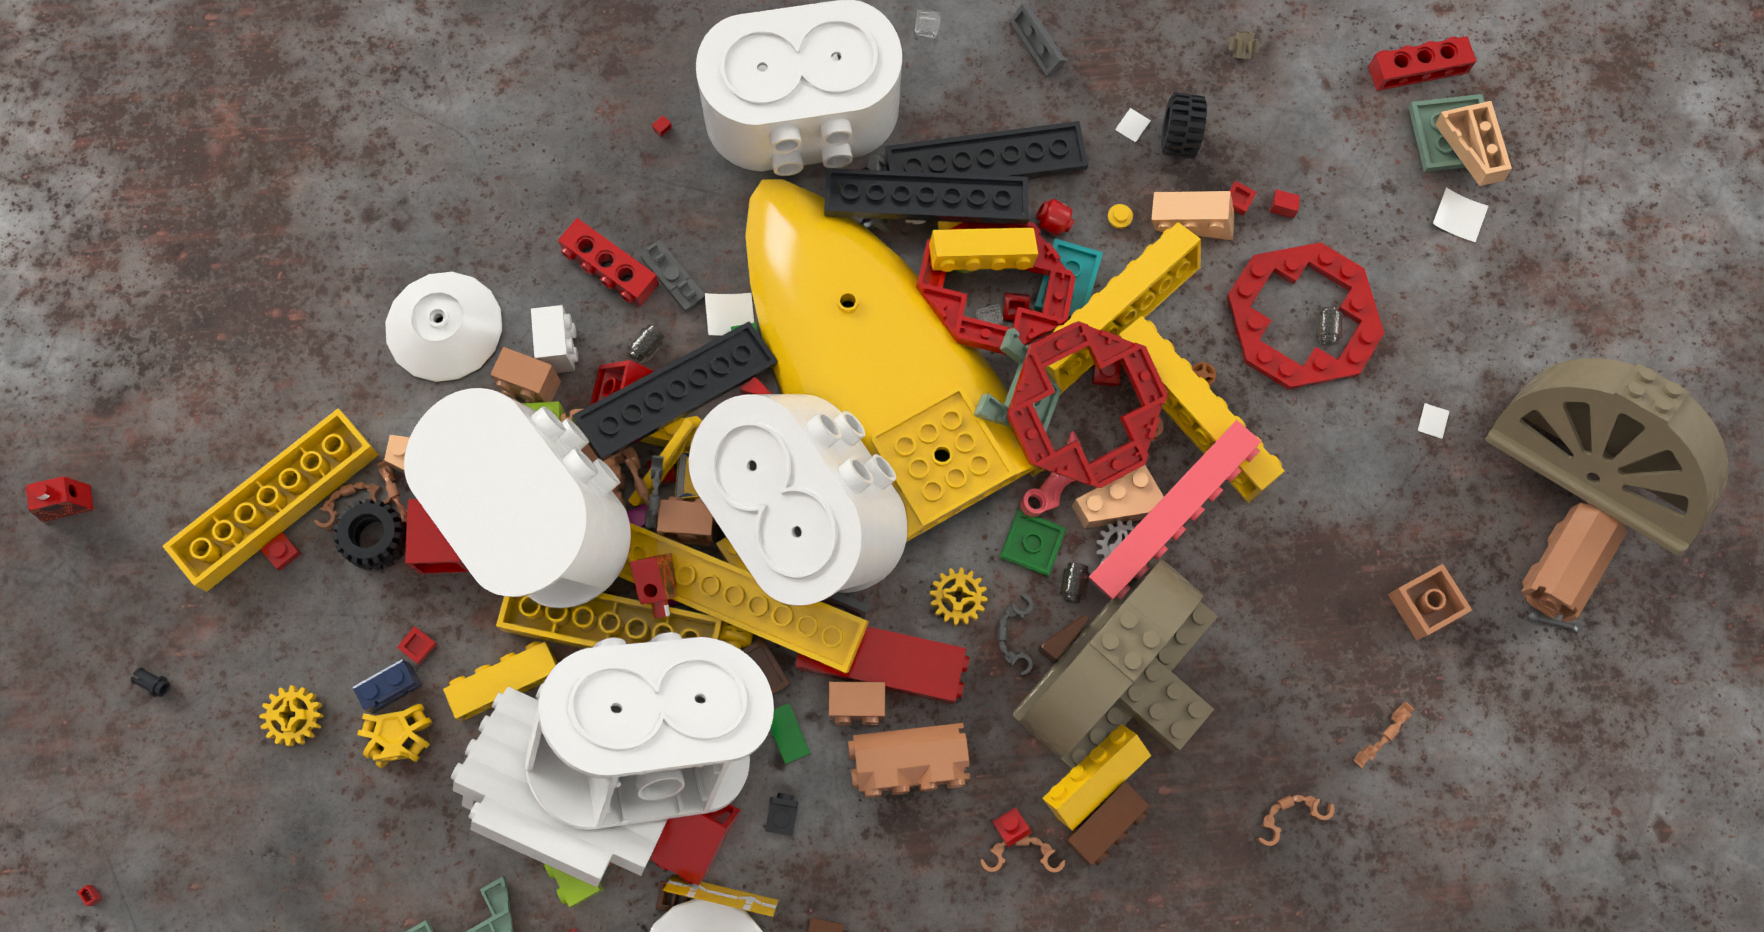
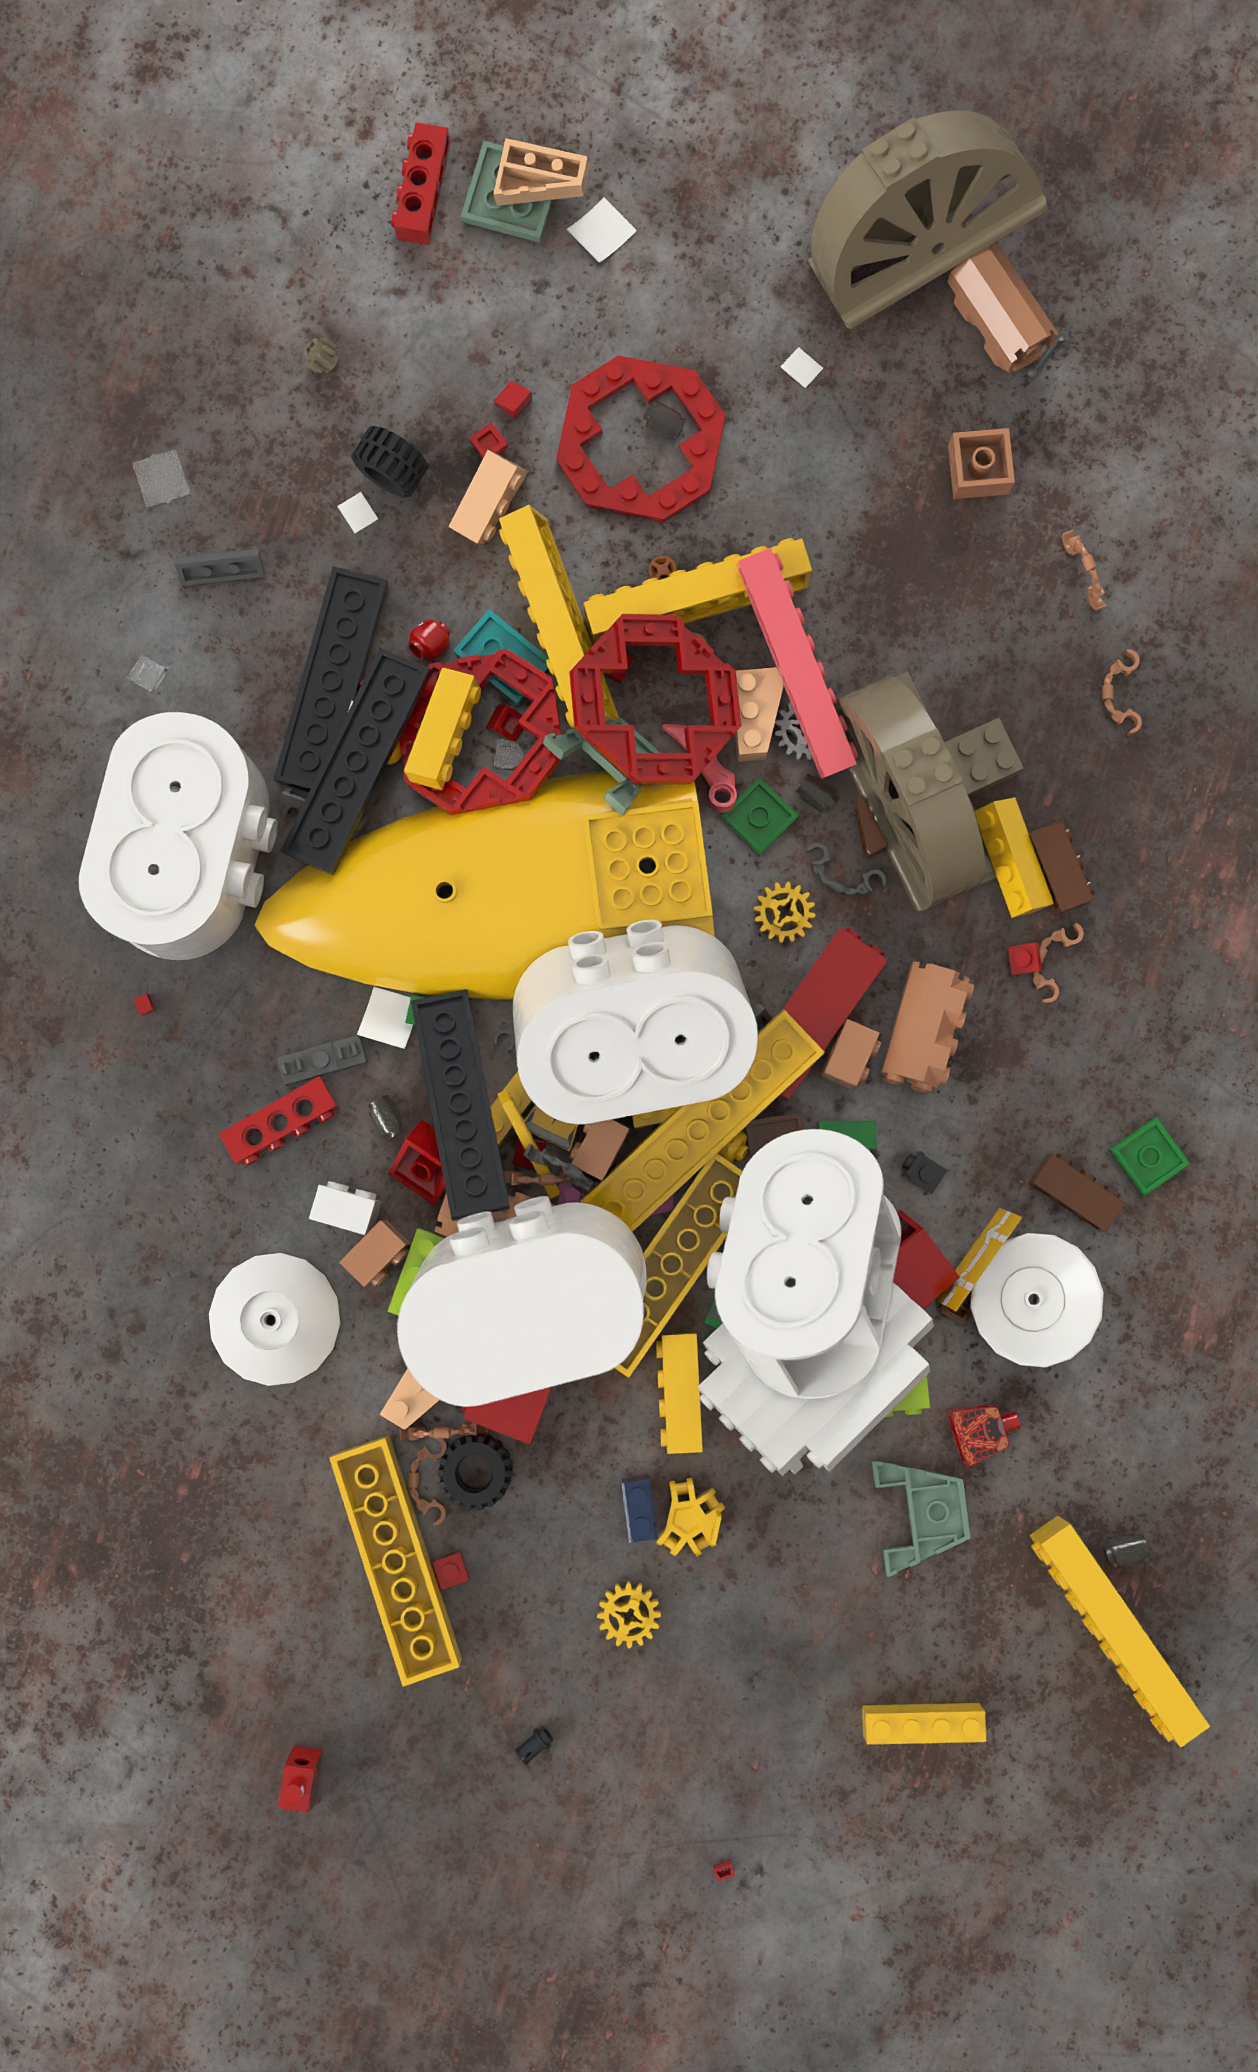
camera: 60 degrees left, 10 degrees up
(416, 645) = (608, 1465): red plate -> none
(655, 582) = (653, 1201): red torso -> none
(754, 386) = (487, 1023): red slope -> none
(1120, 216) = (455, 573): yellow plate -> none

